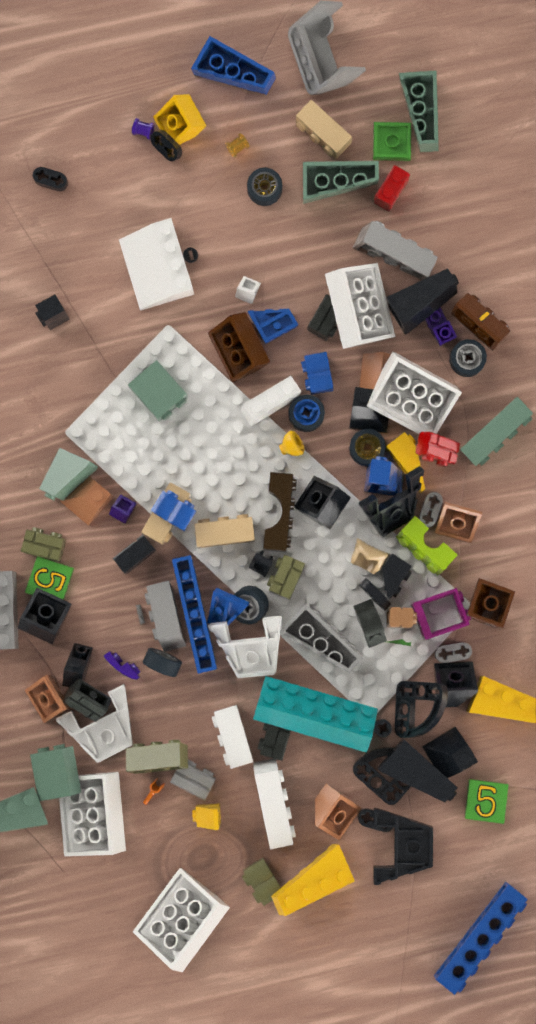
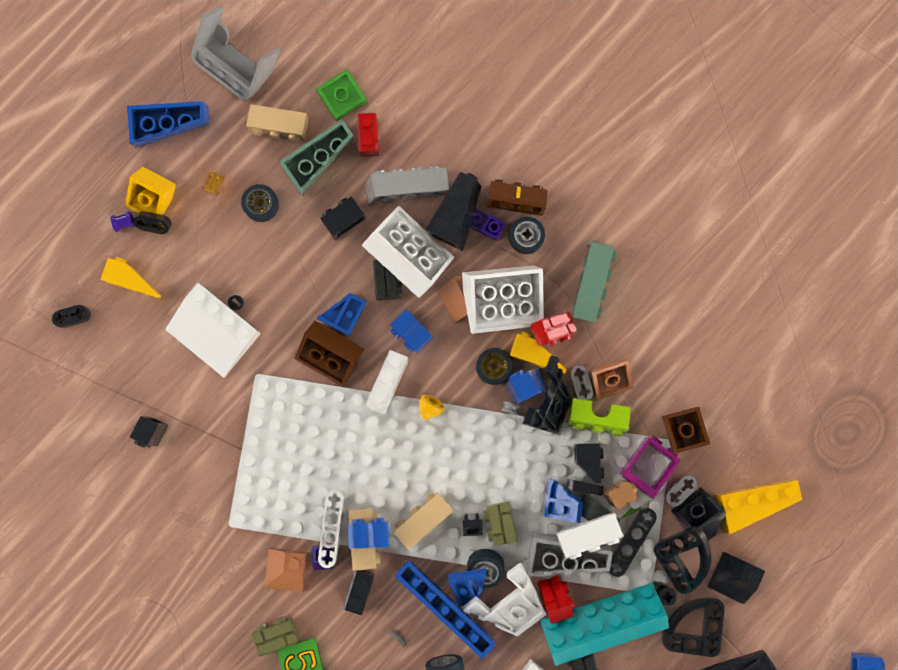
camera: 40 degrees left, 0 degrees up
(66, 475) = (254, 563): slope -> none
(113, 172) = (125, 276): none -> yellow slope
(148, 491) = (328, 528): none -> white beam
(158, 391) = (286, 438): sand green brick -> none
(164, 616) = (420, 626): light grey wedge -> none
(247, 289) = (303, 299): white slope -> none
(281, 487) = (470, 494): dark brown arch -> none
(289, 667) = (555, 599): none -> red brick
(302, 422) = (421, 361): wheel -> none
(322, 502) = (488, 439): black slope -> none
(324, 243) = (342, 217): none -> black piece
(347, 594) = (562, 503): none -> wing
(352, 631) = (589, 535): none -> white brick
(357, 490) = (510, 408): none -> light grey bush
(363, 416) = (473, 343): black slope -> none
(368, 557) = (558, 459): tan hair -> none
(385, 668) = (634, 543): none -> black beam
(387, 711) = (660, 578): none -> light grey hinge
(416, 771) = (719, 614): black slope -> none
(422, 104) = (344, 45): sand green wedge -> none
(486, 801) = (791, 596): bright green tile -> none

